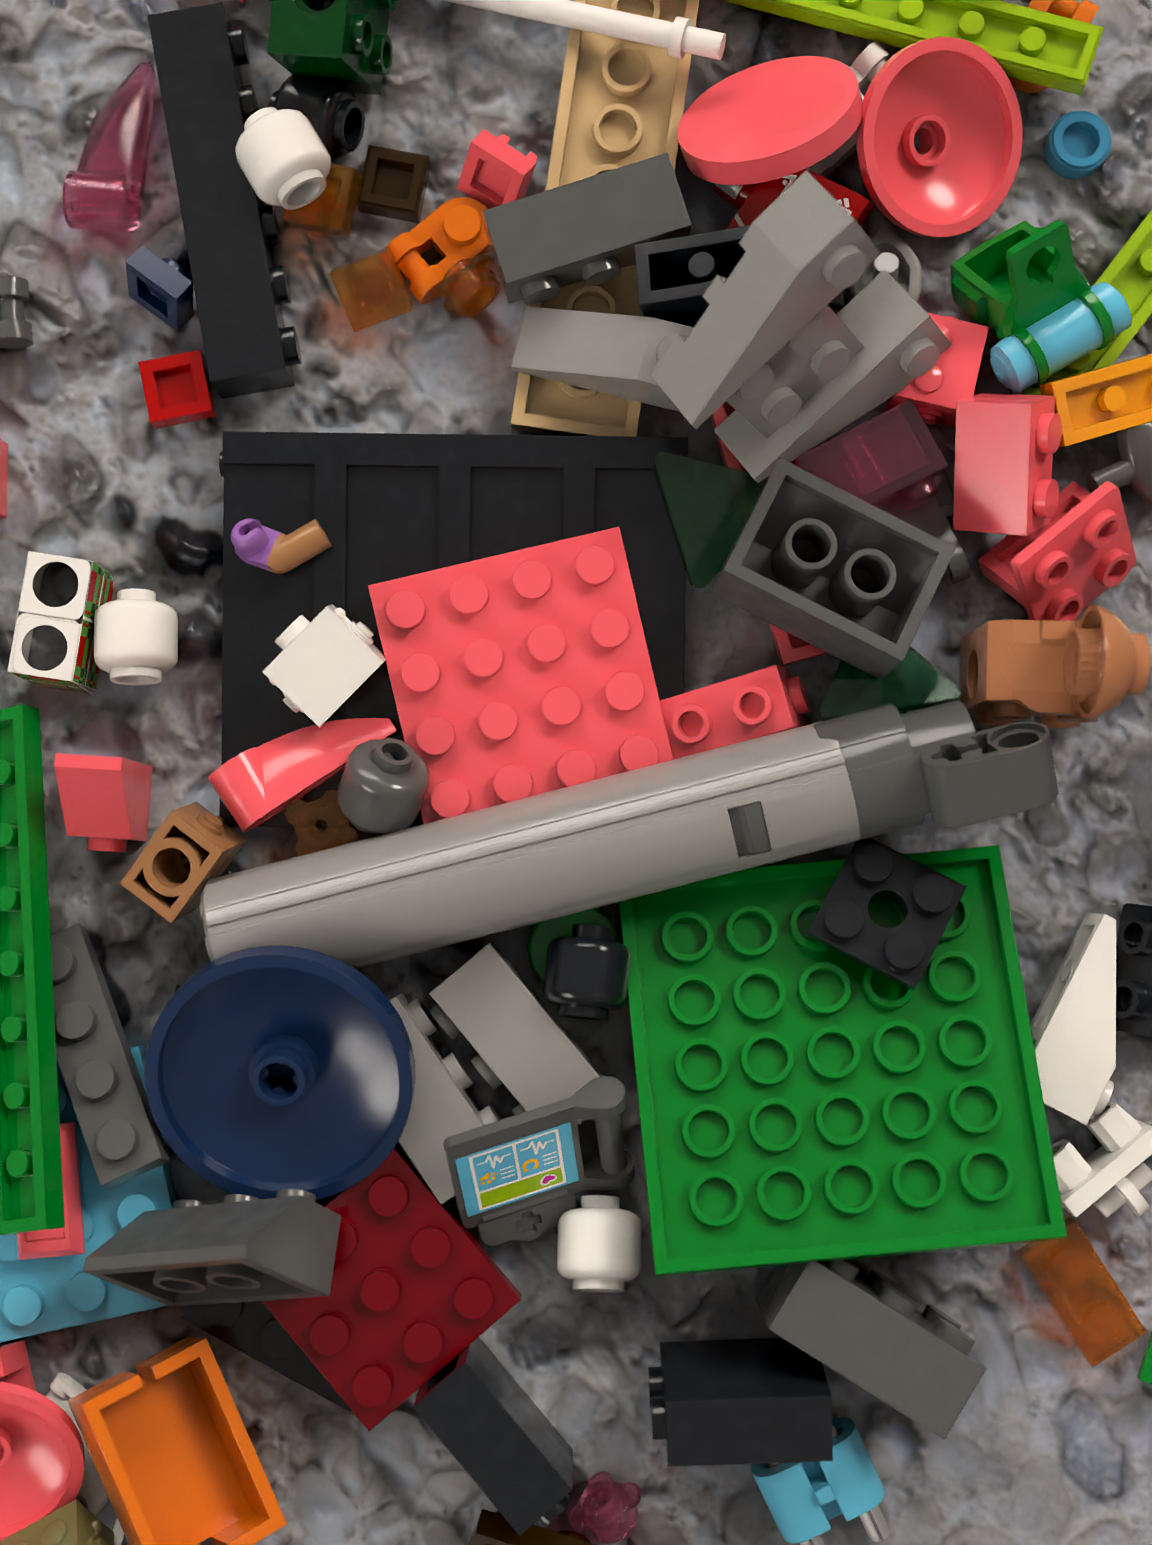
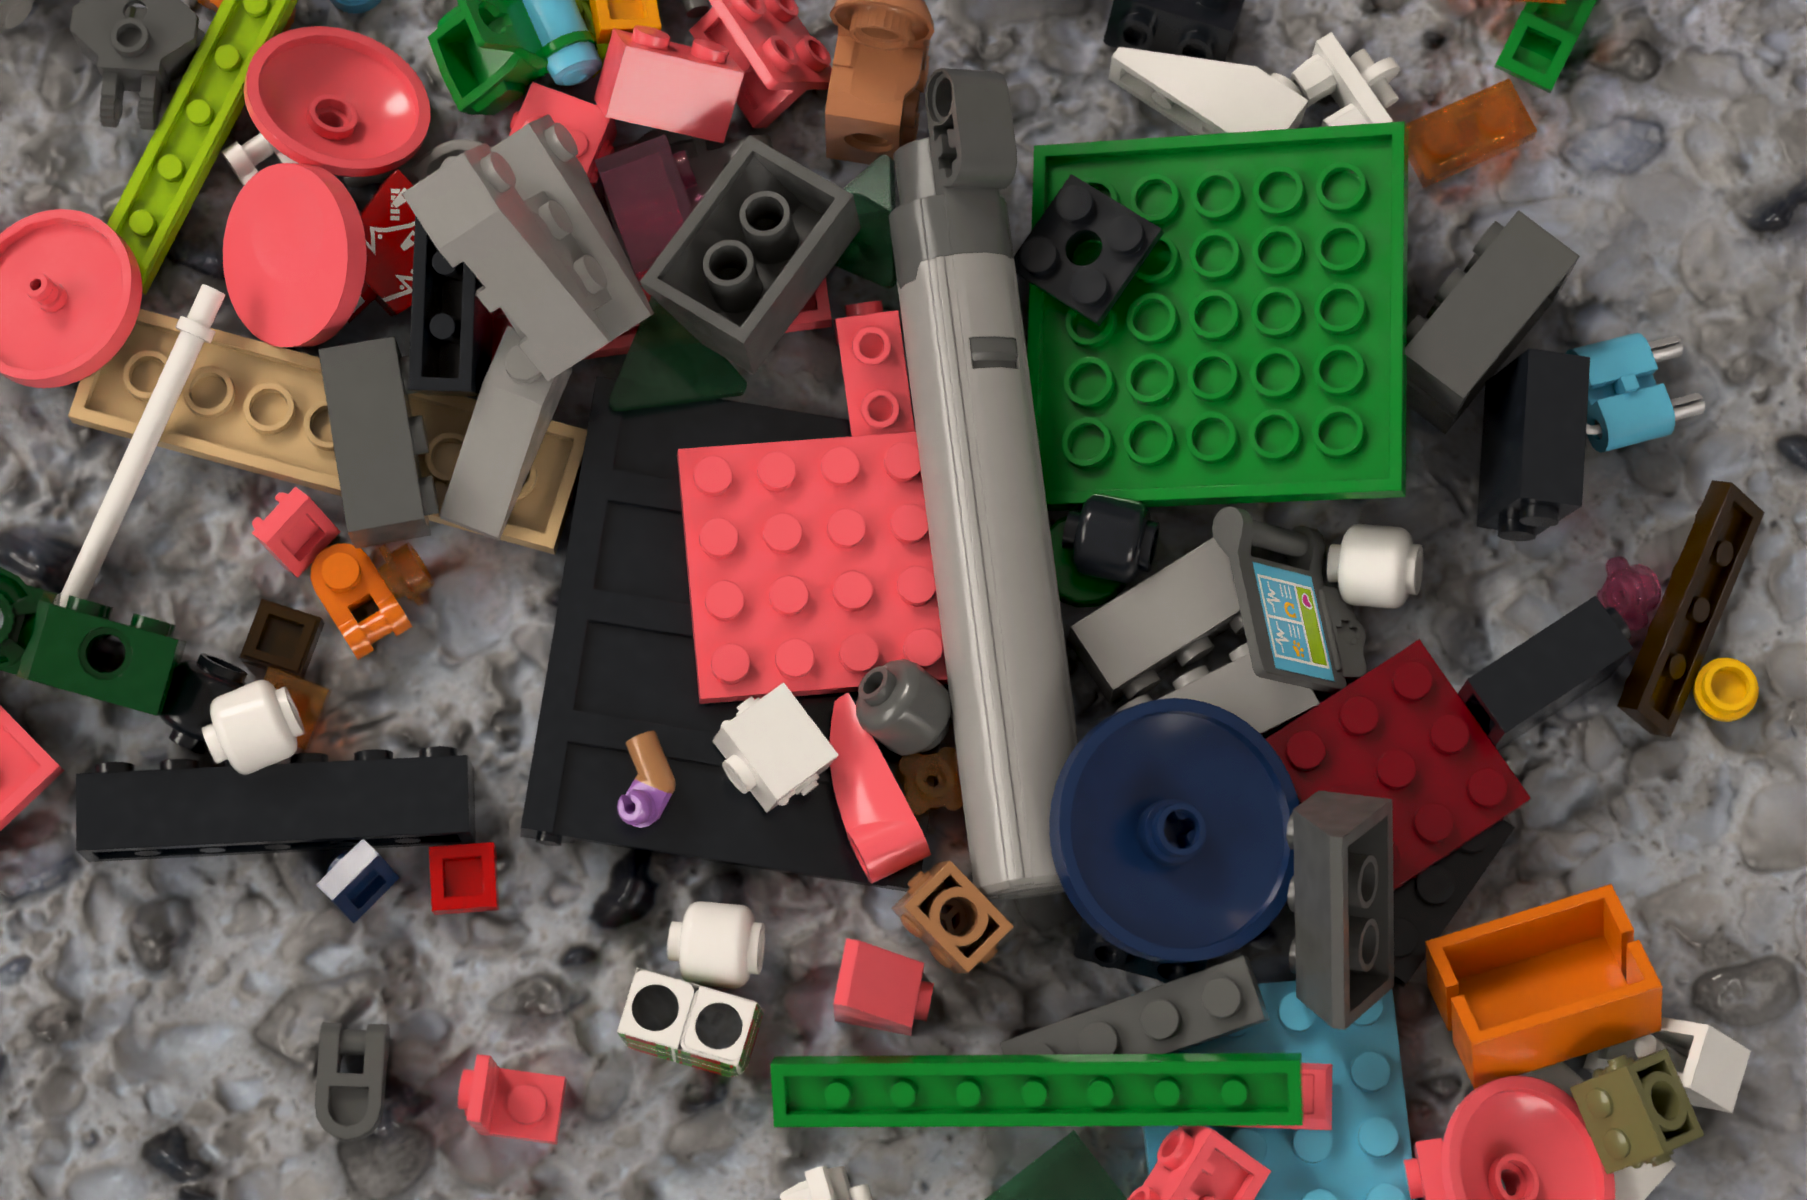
camera: 85 degrees left, 10 degrees down
(113, 166) = (209, 918): clear pink piece -> none
(371, 289) = (392, 669): clear orange plate -> none

